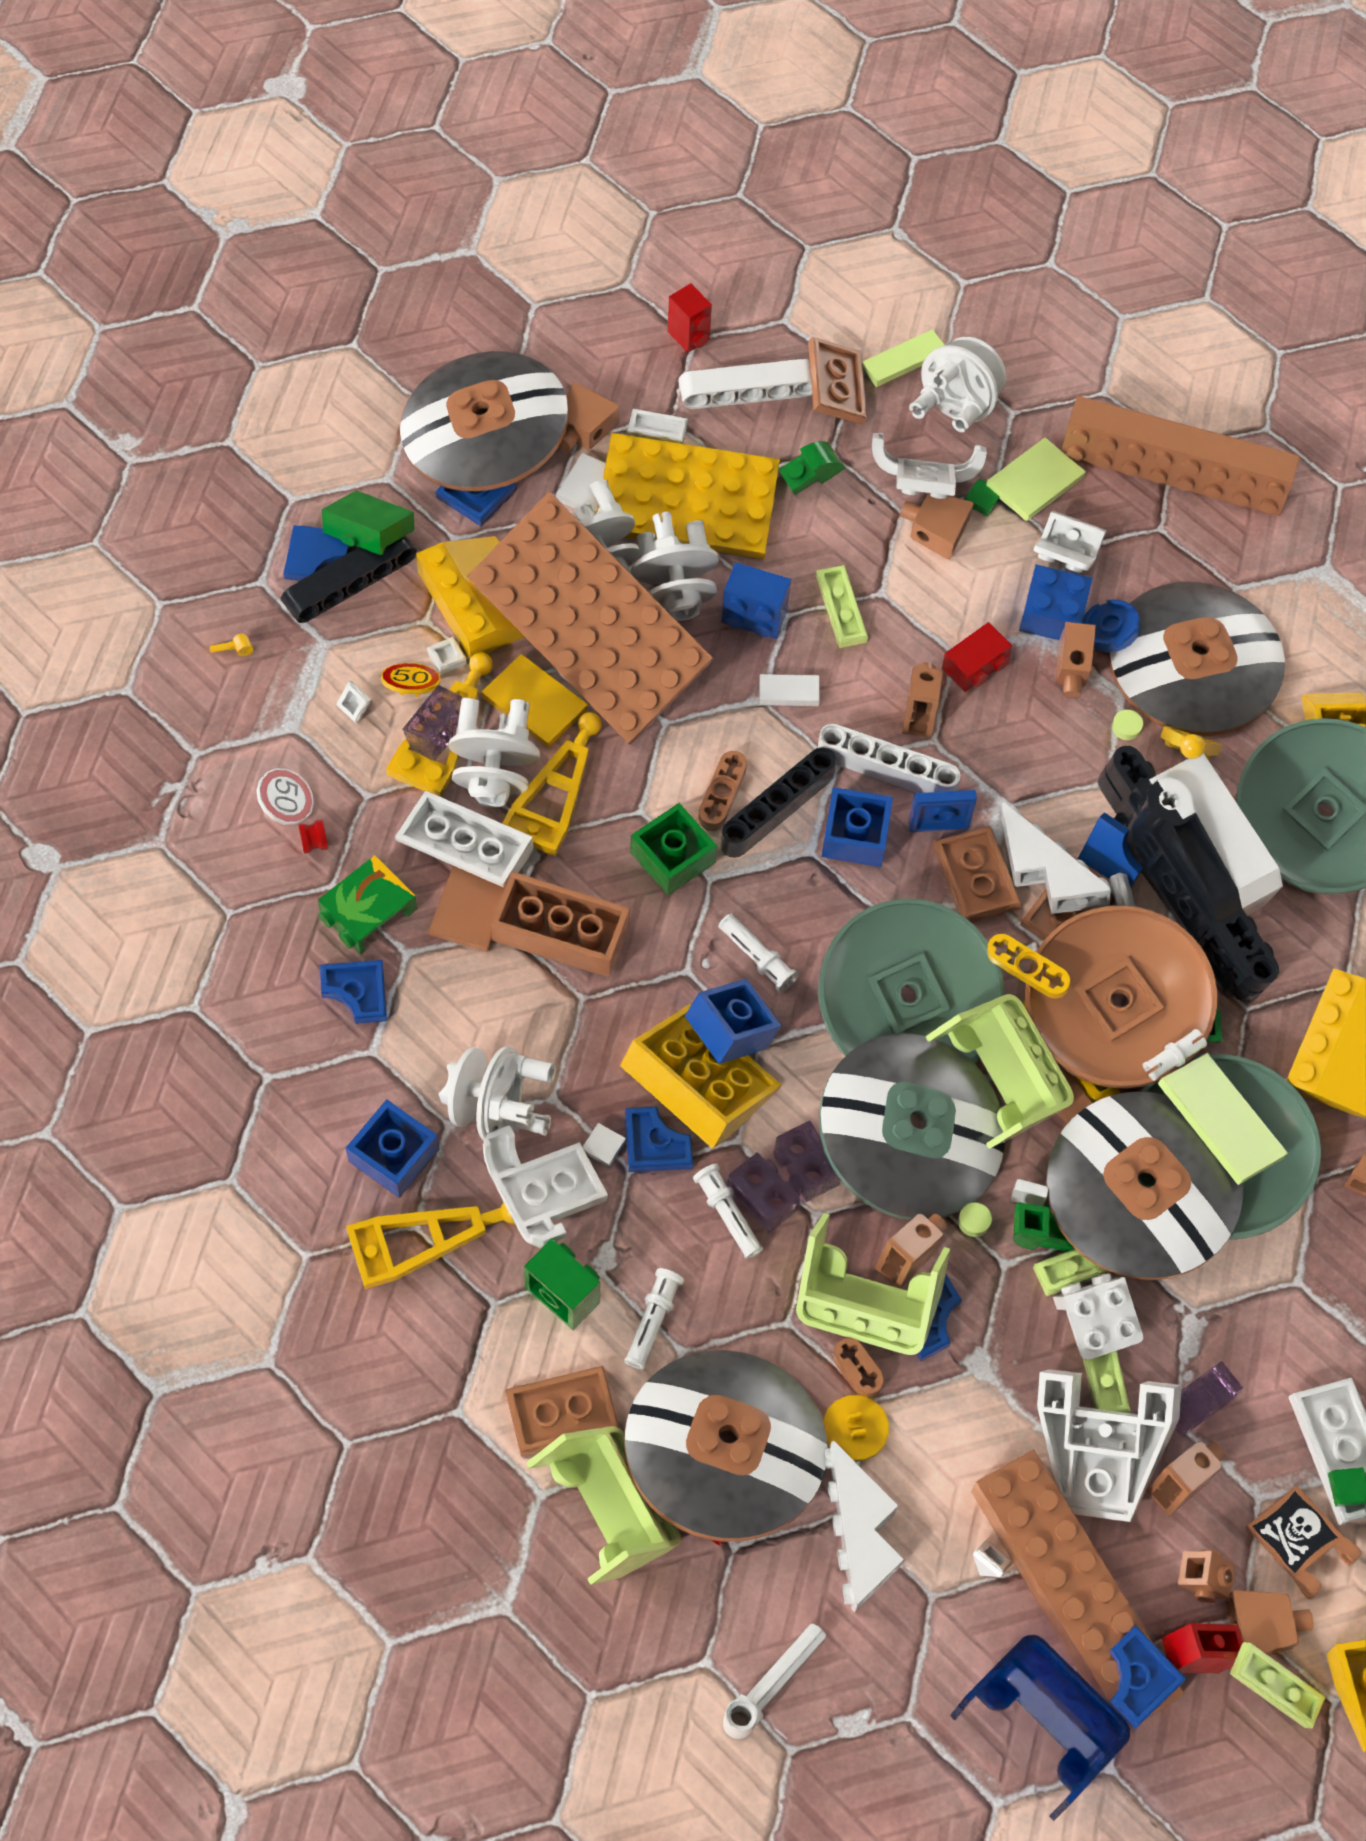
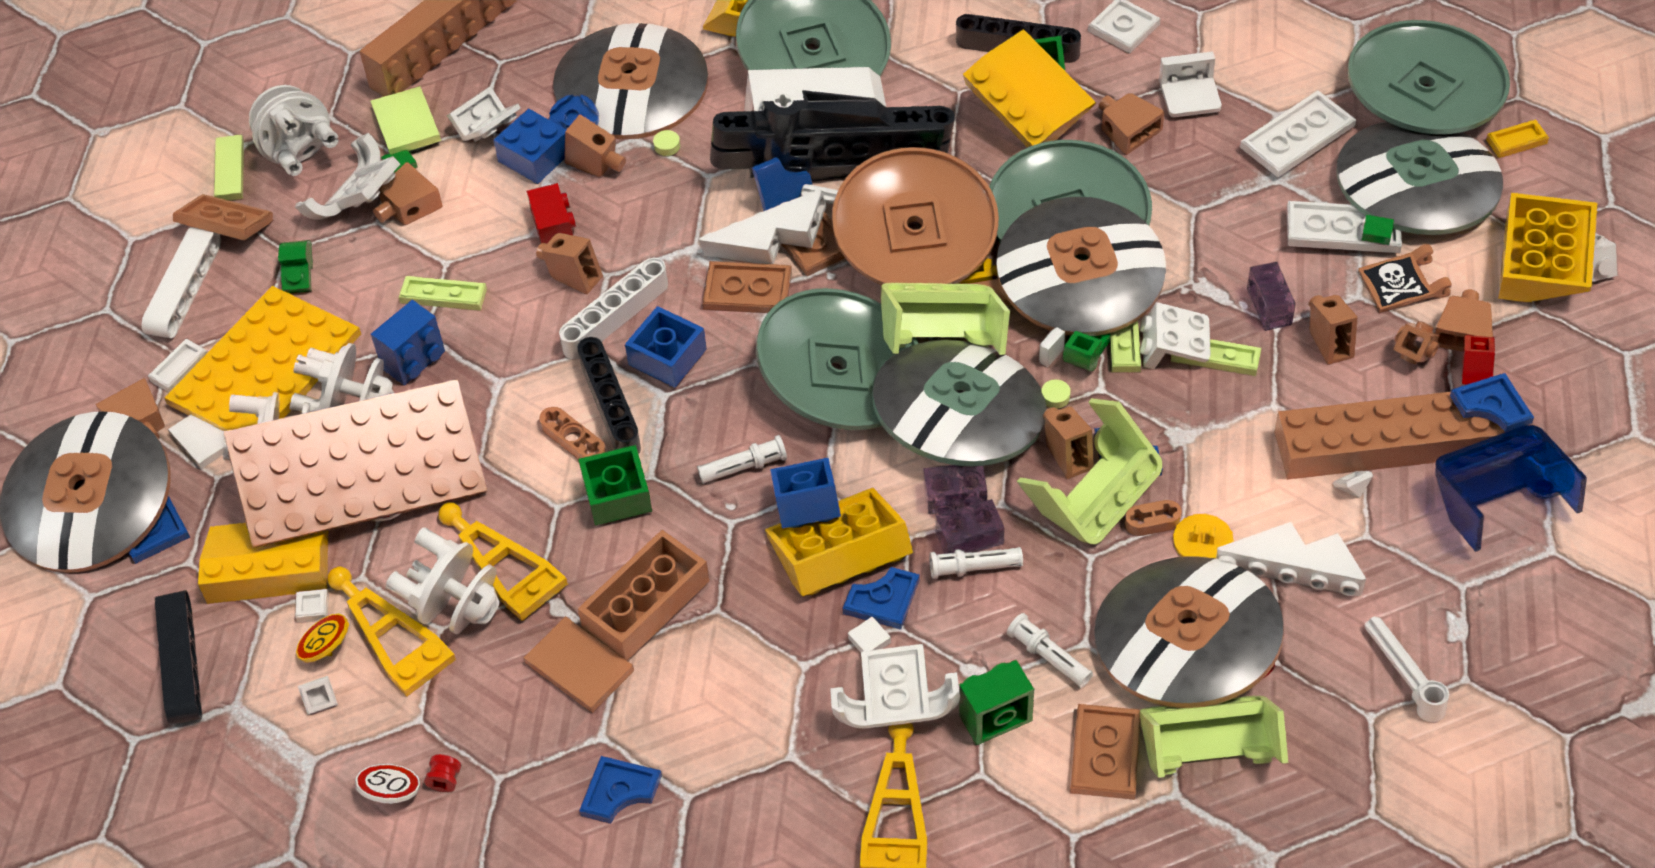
camera: 60 degrees left, 10 degrees down
(240, 643) = (193, 774): yellow hand -> none
(311, 551) = (129, 681): blue tile -> none
(365, 903) = (539, 749): green panel -> none
(366, 521) = (135, 618): green container -> none
(392, 1148) = (802, 800): blue brick -> none
(434, 723) = (389, 622): brick -> none
(465, 839) = (516, 644): white slope -> none
(494, 1091) = (805, 688): white piece -> none
(551, 707) = (394, 549): yellow tile -> none
(689, 318) = (90, 295): red brick -> none
(789, 690) = (502, 356): white tile -> none
(942, 811) = (685, 280): blue tile -> none
(1052, 971) = (855, 277): yellow beam -> none
(1104, 1455) = (1295, 367): white wedge -> none
(1174, 1054) = (986, 197): white pin -> none
(1191, 745) = (745, 68): yellow plate -> none
(1222, 1118) = (1052, 191): yellowish green tile -> none
(1277, 1685) = (1519, 329): yellowish green tile -> none

